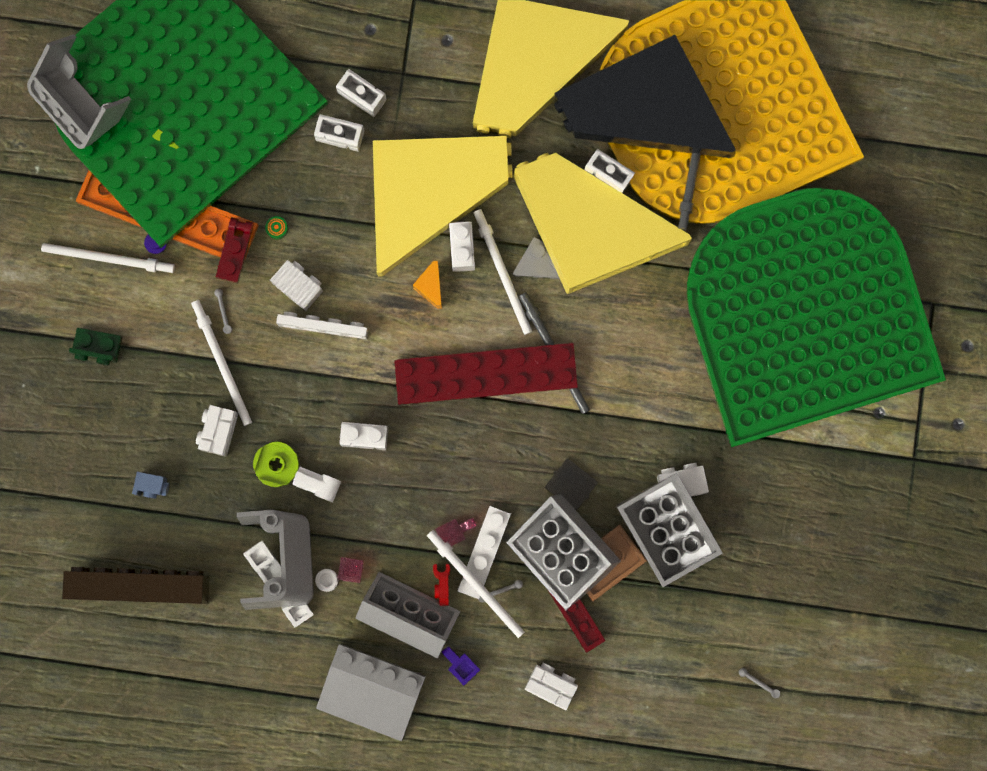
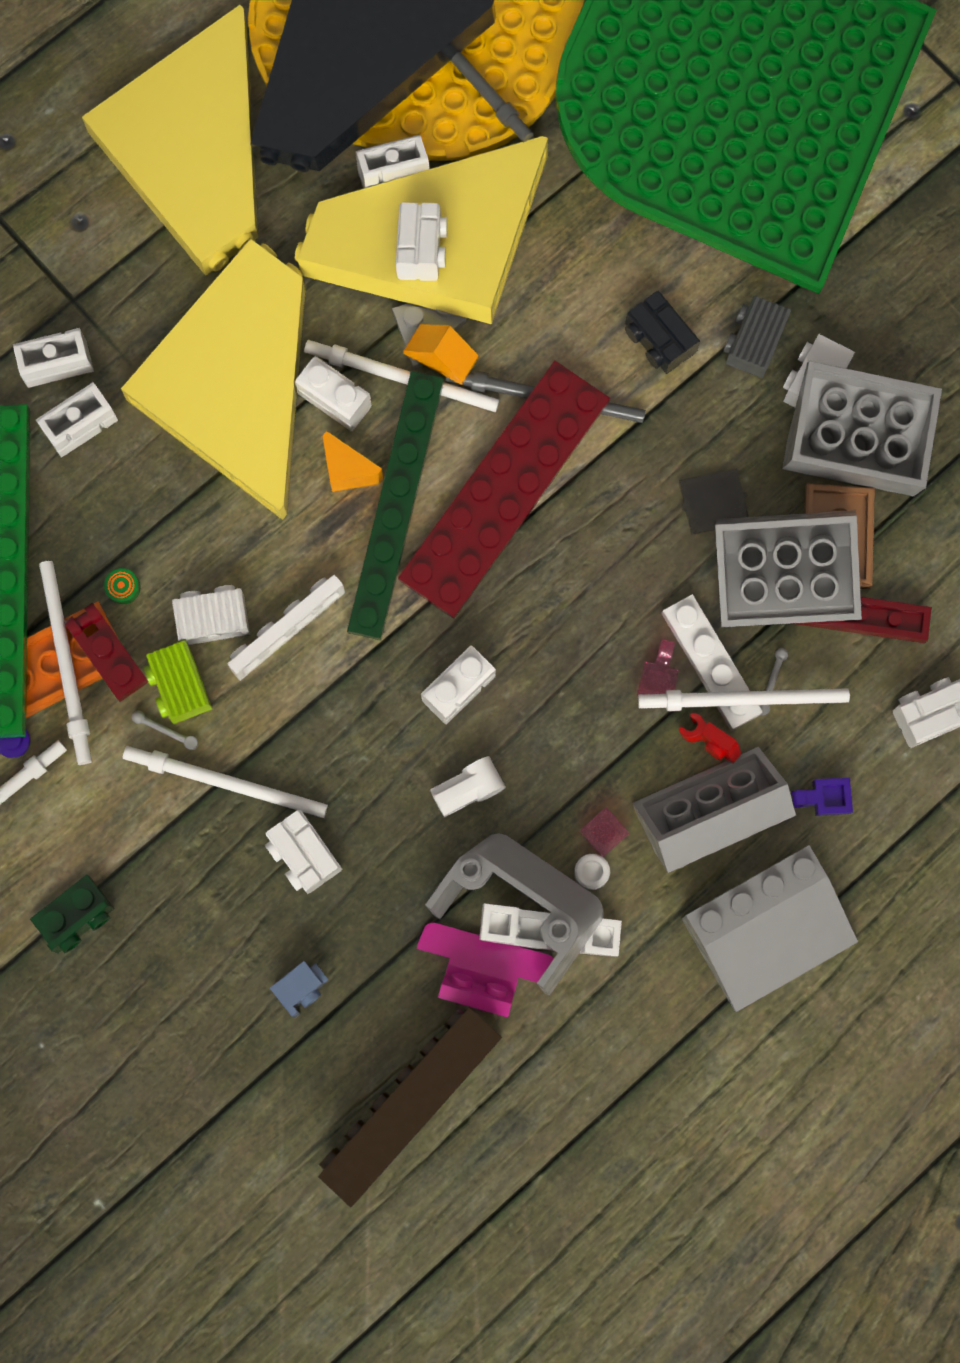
camera: 50 degrees left, 5 degrees down
(185, 269) = (77, 726): none -> white bar
(229, 568) = (481, 971): none -> dark pink plate
(250, 297) = (178, 682): none -> lime brick
(269, 453) = (408, 797): lime plate -> none
(431, 326) = (395, 506): none -> dark green plate
(529, 282) = (442, 351): none -> light orange slope
(572, 223) = (419, 241): none -> white brick
(637, 384) = (661, 333): none -> black brick
(678, 434) = (757, 337): none -> dark grey brick

